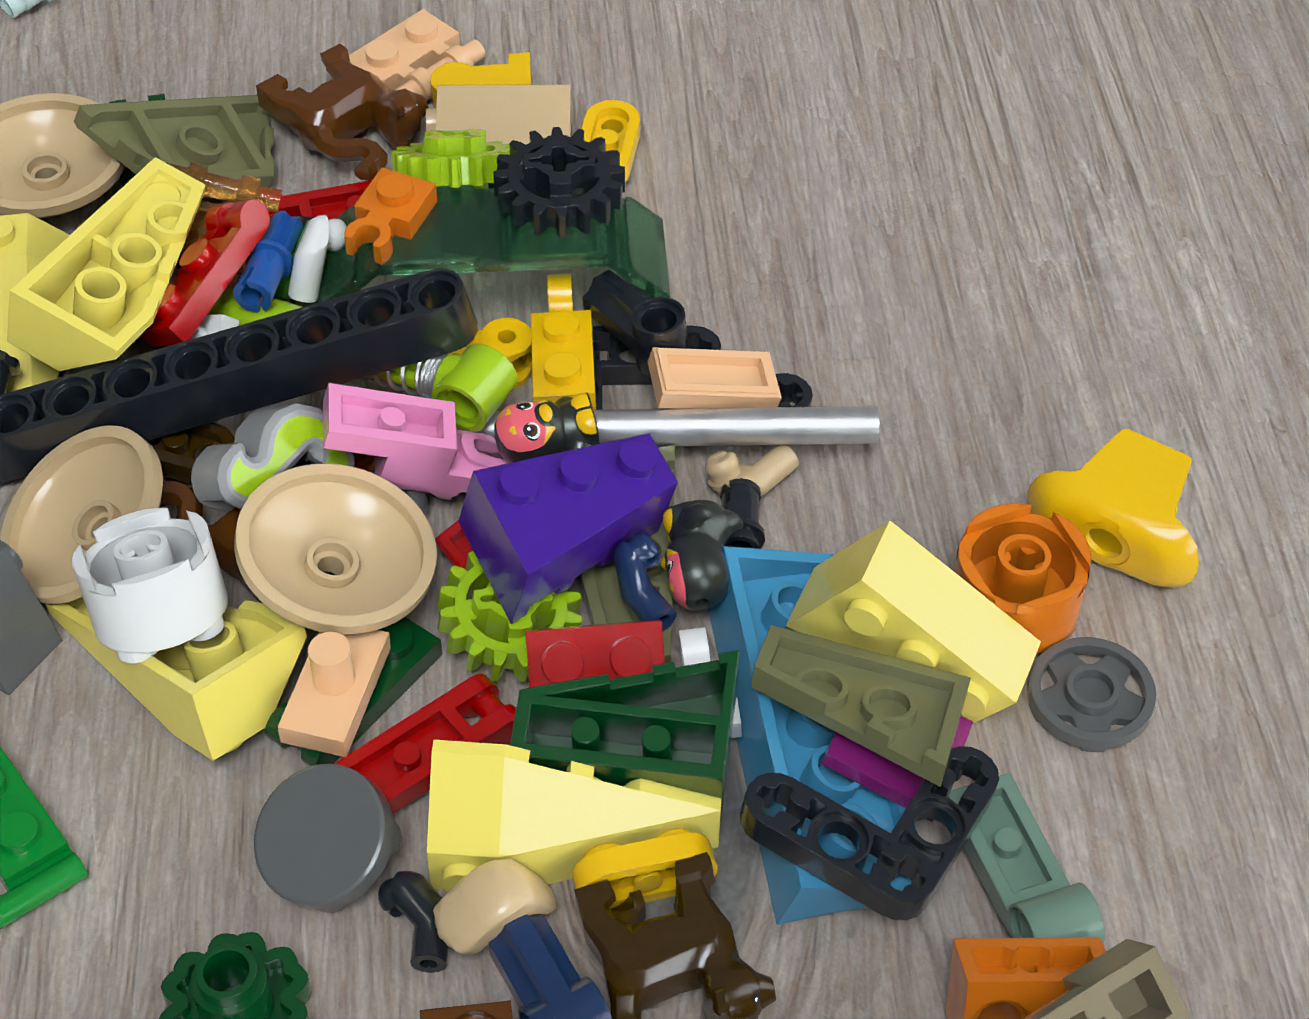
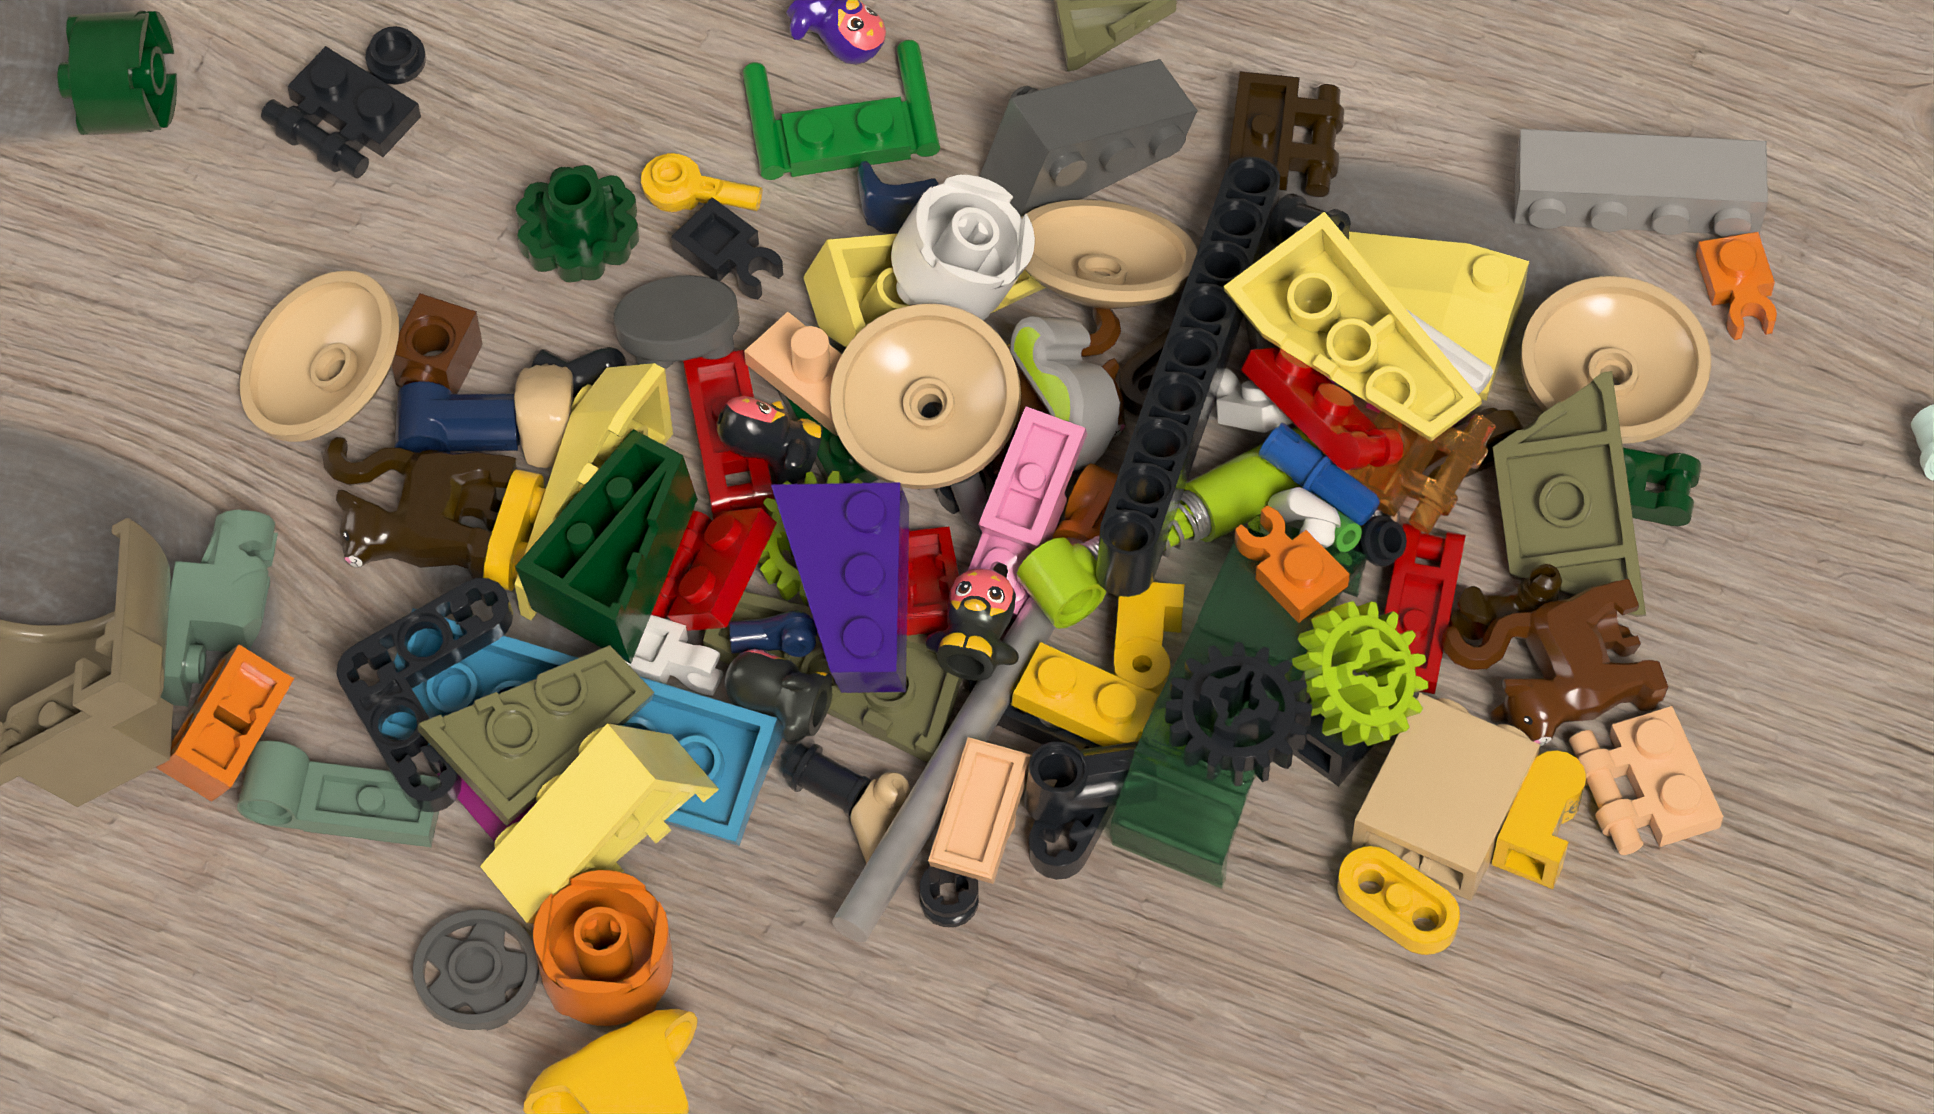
camera: 120 degrees right, 10 degrees up
(89, 738) = (888, 205): none -> dark blue hair
(136, 943) = (676, 184): none -> yellow plate
(203, 857) = (724, 243): none -> black plate
(299, 160) = (1479, 609): none -> dark brown piece
(431, 675) = (768, 433): none -> black animal

